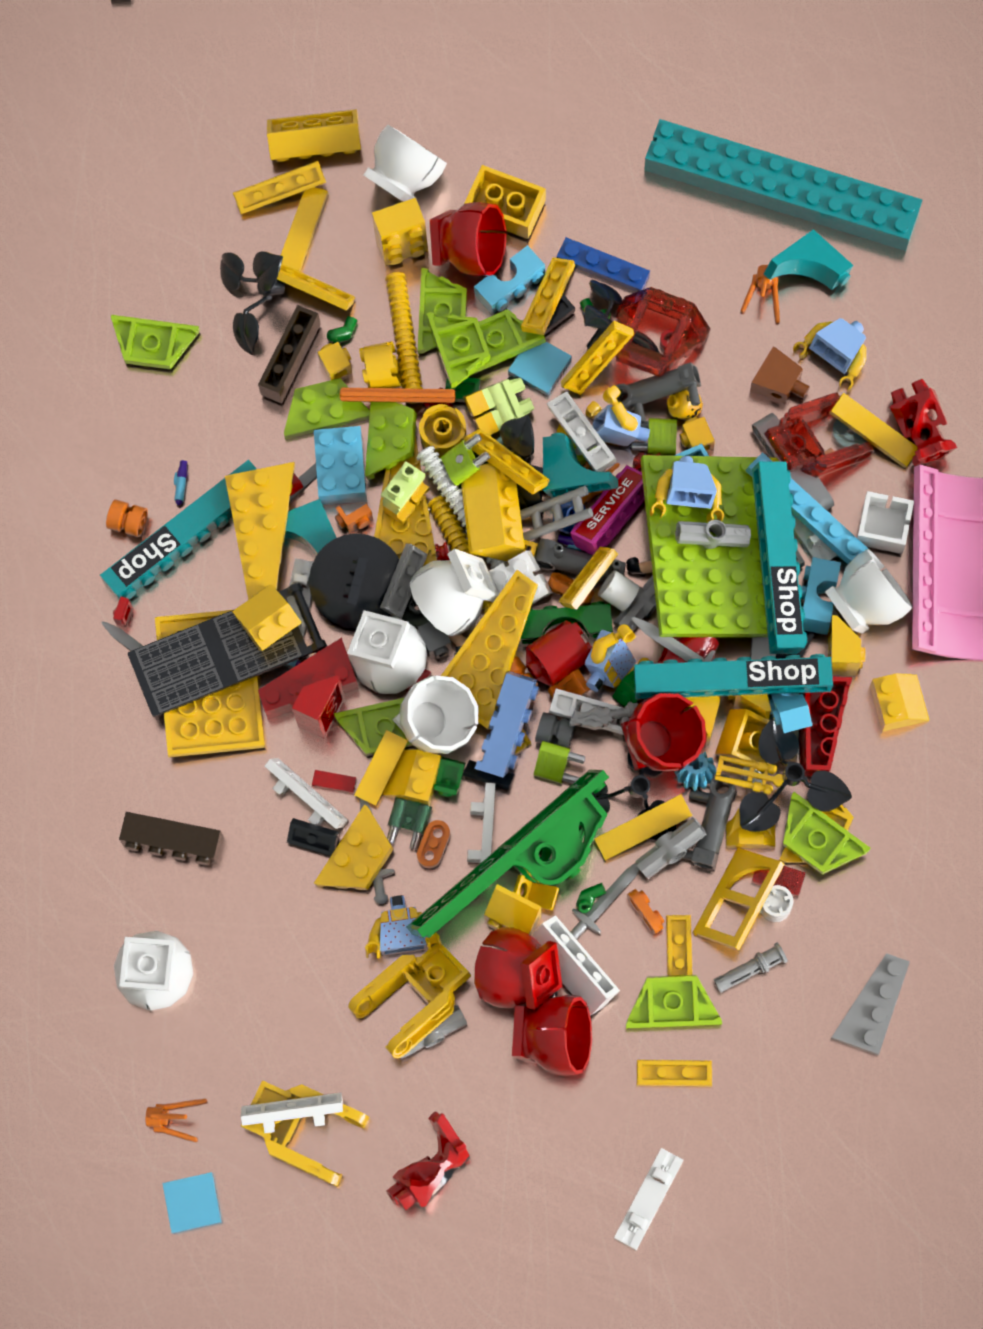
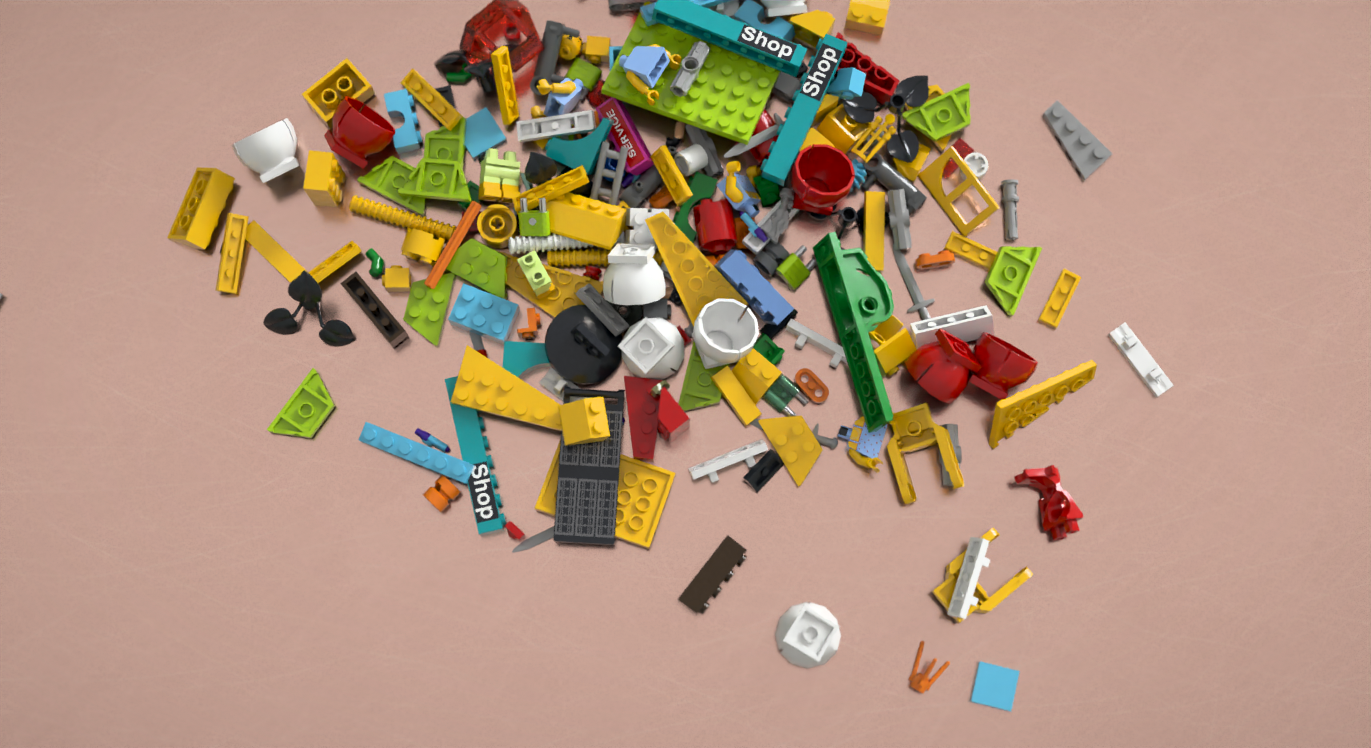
camera: 70 degrees left, 5 degrees up
(157, 472) = (416, 452): none -> medium azure plate
(334, 781) = (727, 435): red piece -> none
(346, 681) = (656, 390): none -> olive tile
(536, 1097) = (1032, 403): none -> yellow wing
(574, 693) = (753, 227): none -> piece
(587, 897) = (903, 296): green arm -> none
(604, 265) = (426, 49): blue plate -> none

